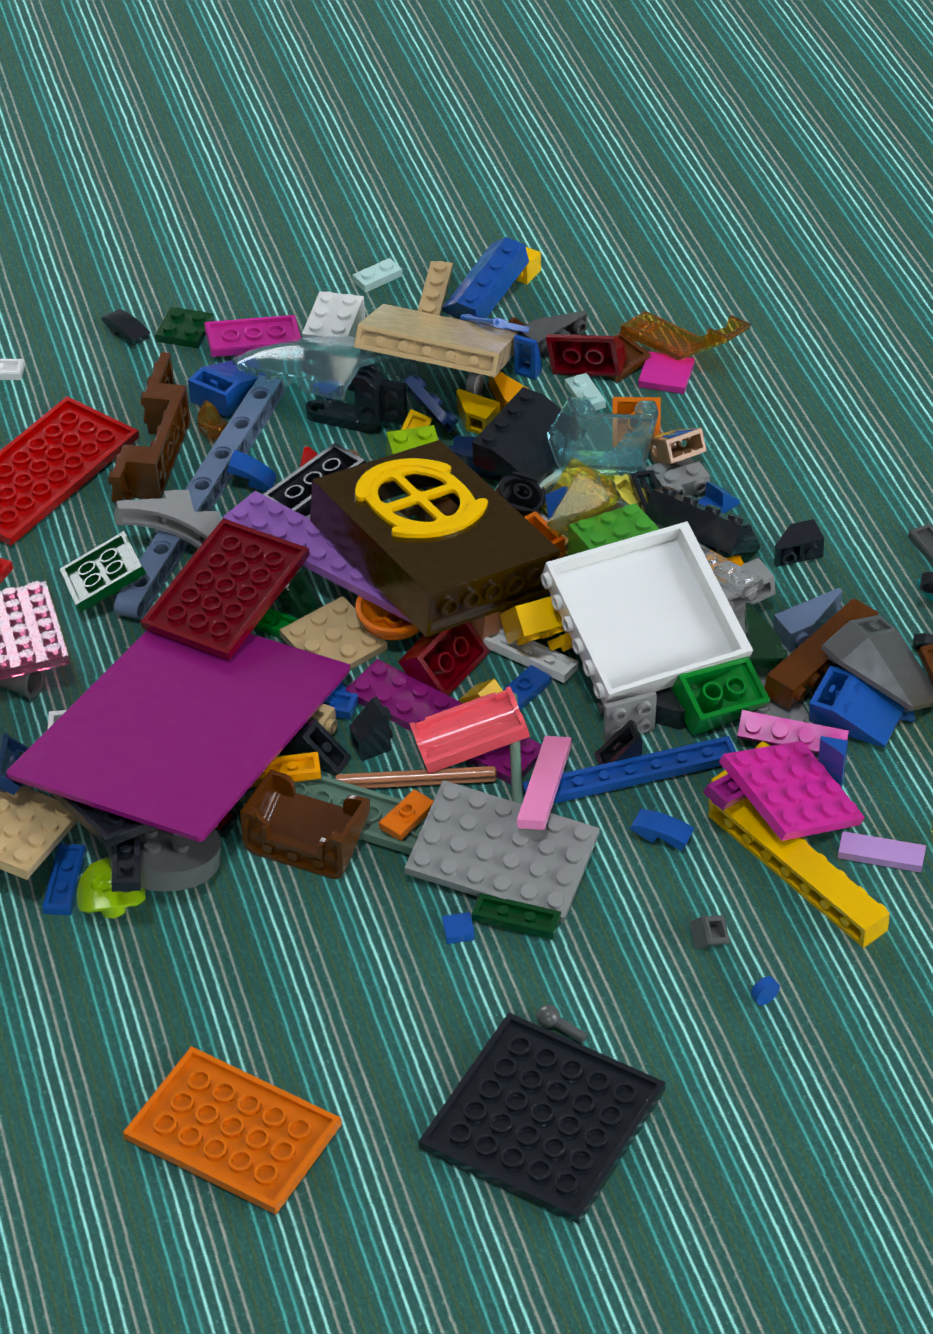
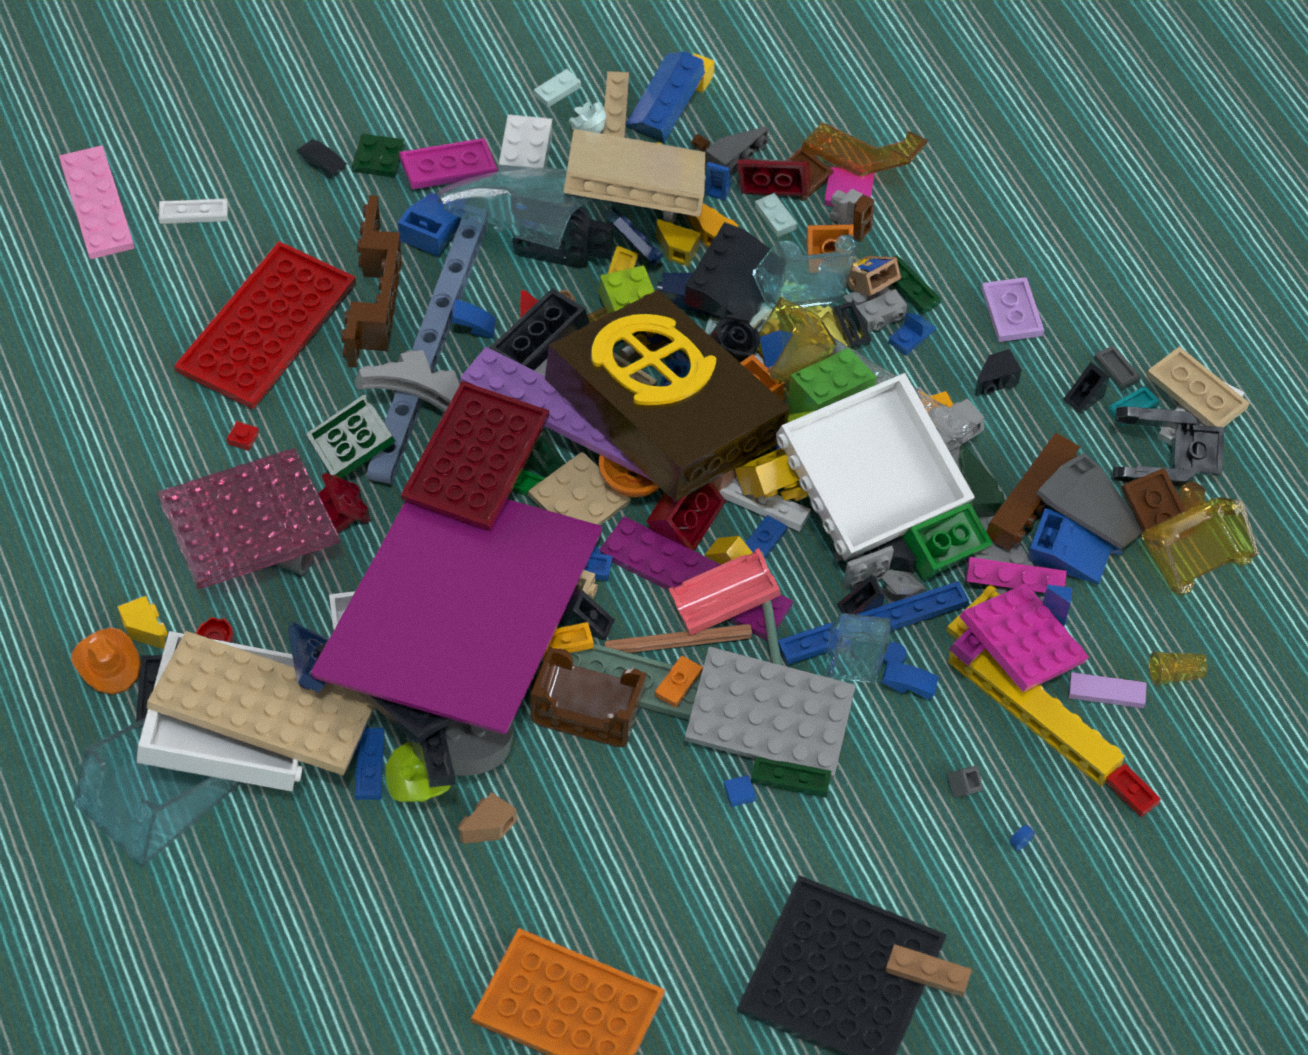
camera: 10 degrees left, 10 degrees up
(83, 631) = (343, 502): none -> dark red bracket
(178, 940) = (488, 822): none -> medium nougat slope
(209, 420) = (424, 265): clear orange plate -> none
(371, 730) = (632, 595): black slope -> none
(405, 299) = (589, 119): none -> light aqua hat
(495, 322) = (682, 145): window -> none
(544, 783) = (800, 642): bright pink tile -> none
(549, 1016) = (835, 876): dark grey bar -> none
(605, 788) = (857, 647): none -> clear light blue slope
(638, 1116) = (928, 970): none -> medium nougat plate
(648, 801) = (895, 653): none -> blue tile
(664, 736) = (901, 585): none -> light grey slope
(669, 386) = (853, 209): none -> hips
(707, 522) = (898, 357): black slope -> none
(721, 463) = (915, 289): none -> dark green plate
(803, 620) = (1010, 458): sand blue slope -> none
(824, 486) = (1012, 309): none -> lavender plate
(897, 561) = (1088, 388): none -> black slope
(897, 951) = (1133, 790): none -> red plate

